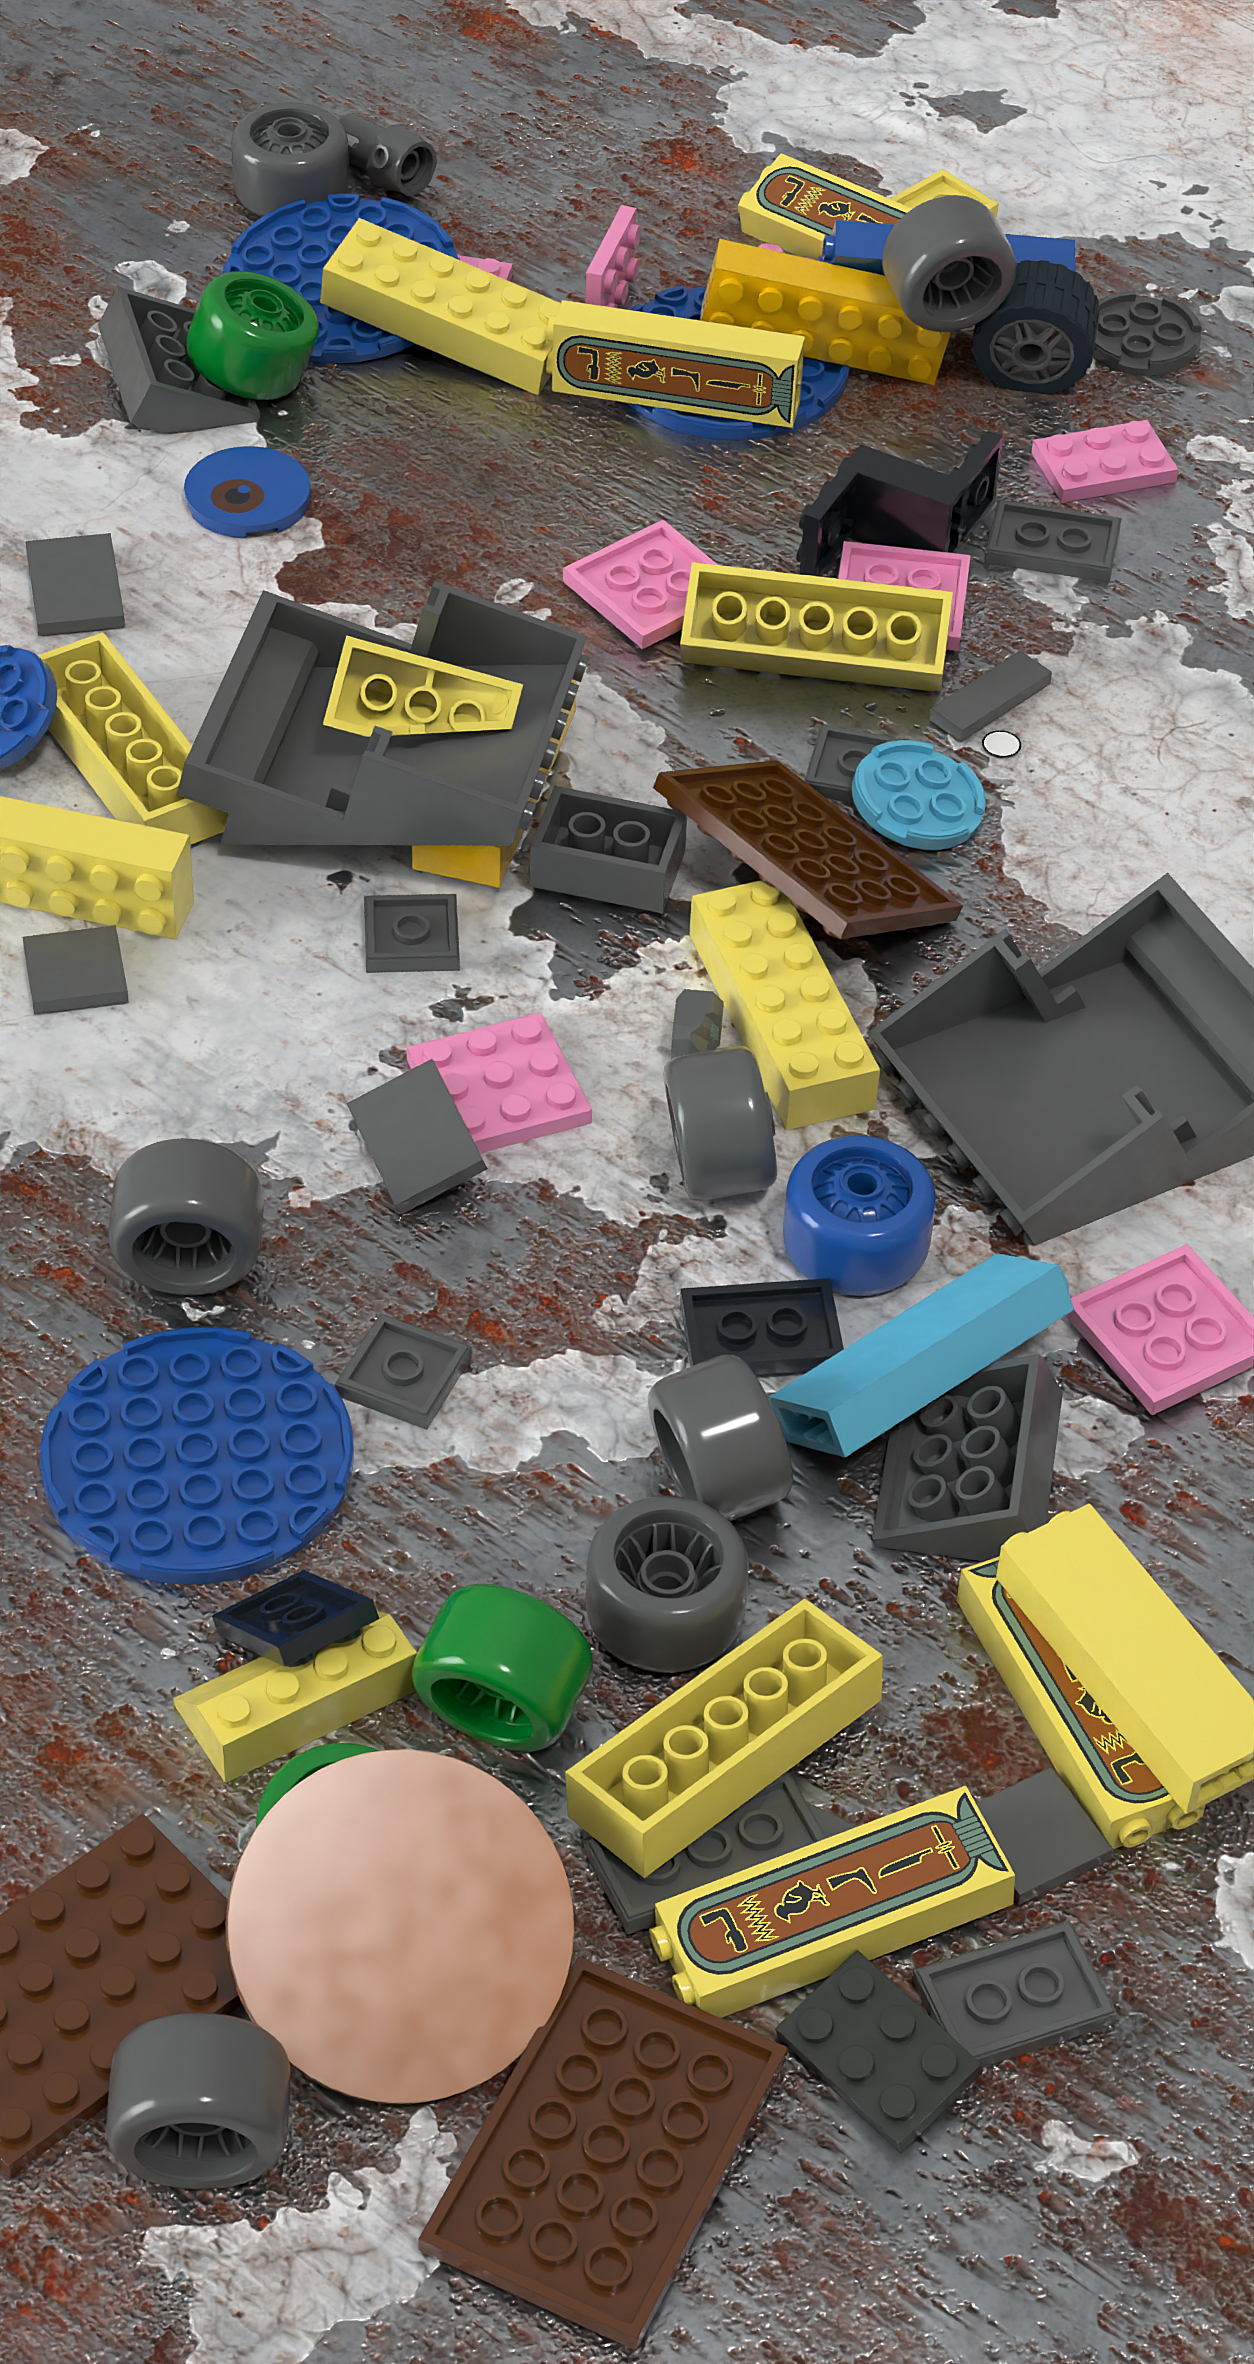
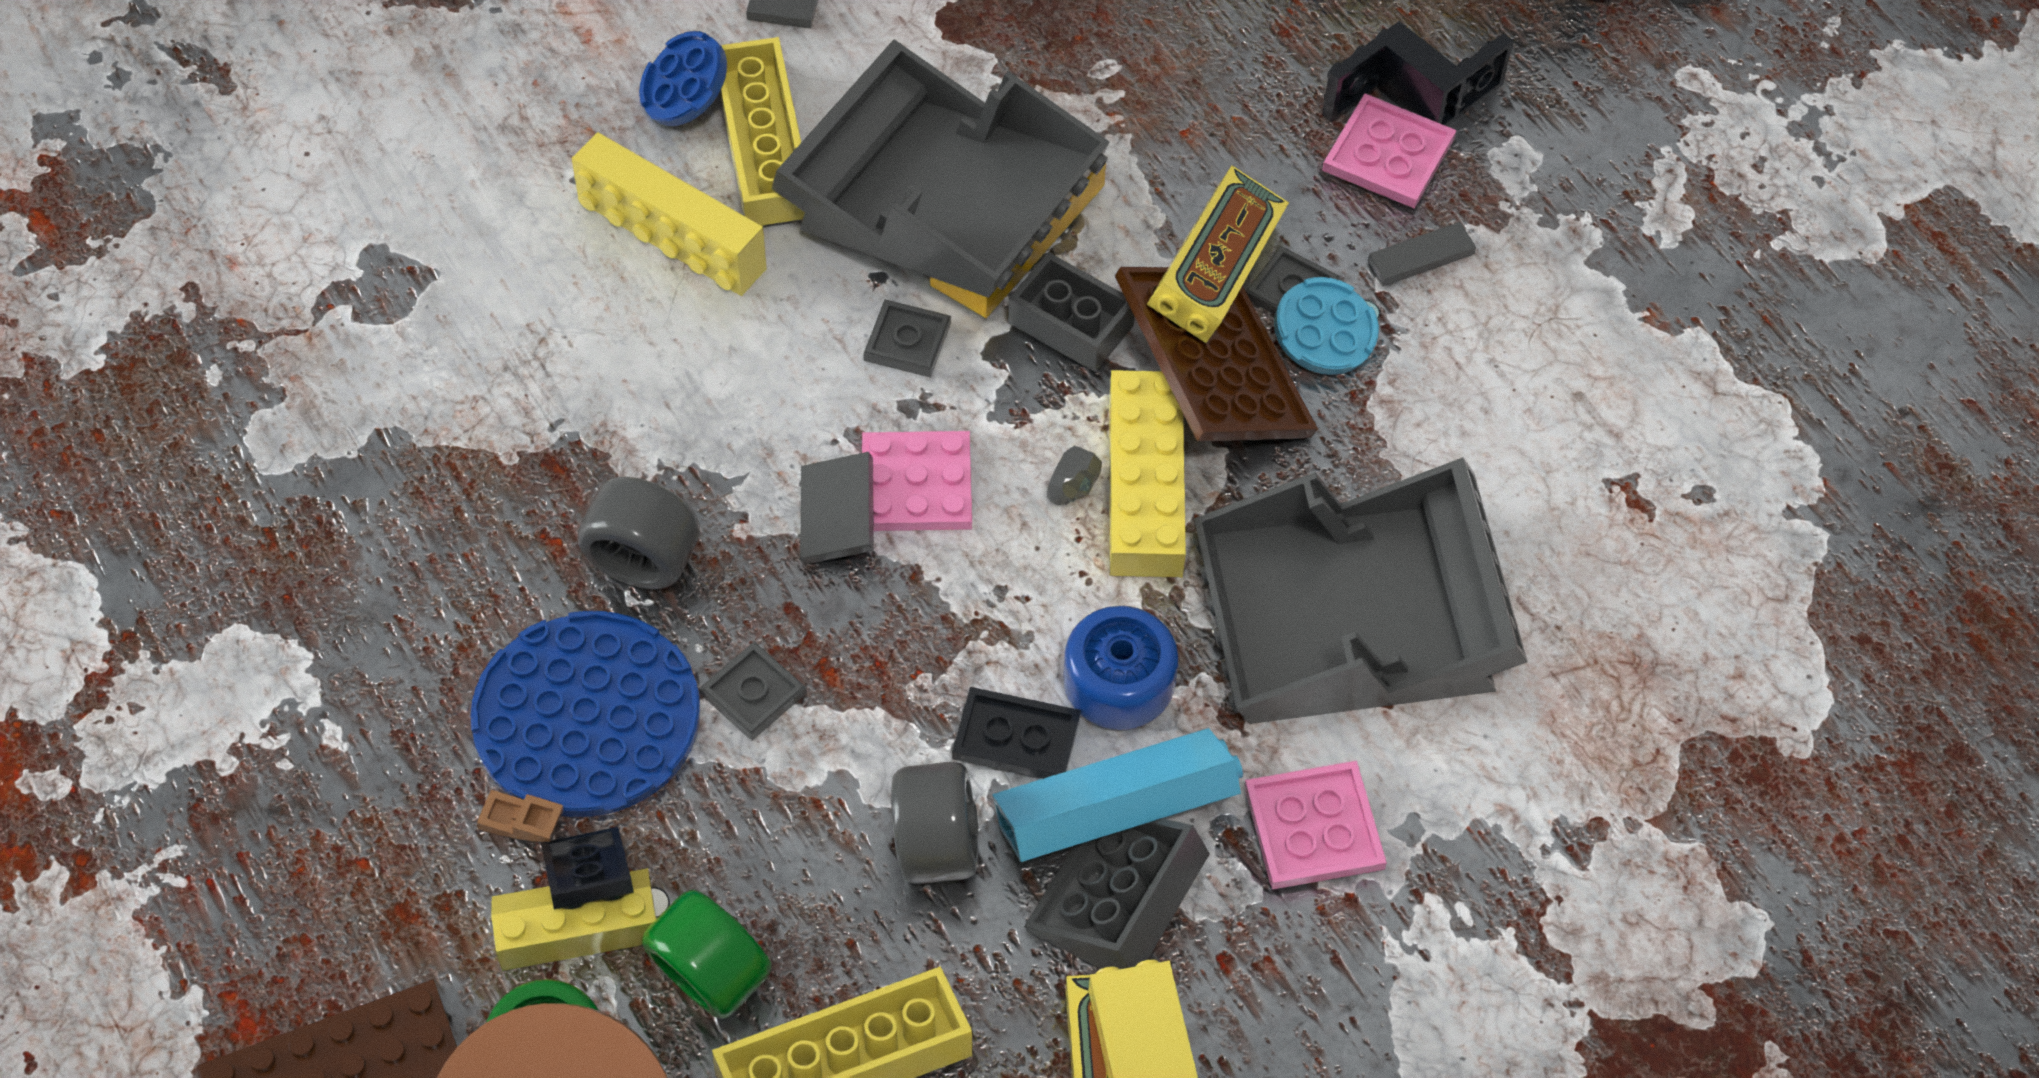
camera: 20 degrees right, 10 degrees up
(75, 969) = (659, 303): dark grey tile -> none
(160, 1599) = (519, 818): none -> medium nougat slope
(414, 694) = (960, 152): light yellow wedge -> none
(639, 582) = (1206, 92): bright pink plate -> none
(666, 1584) = (848, 895): dark grey wheel -> none
(721, 1123) = (1046, 566): dark grey wheel -> none
(763, 739) = (1218, 254): none -> brick
(816, 627) = (1306, 165): light yellow brick -> none
(1001, 743) = (1413, 296): white sticker -> none
(1053, 540) = (1531, 131): dark grey tile -> none
(1104, 461) = (1603, 71): bright pink plate -> none

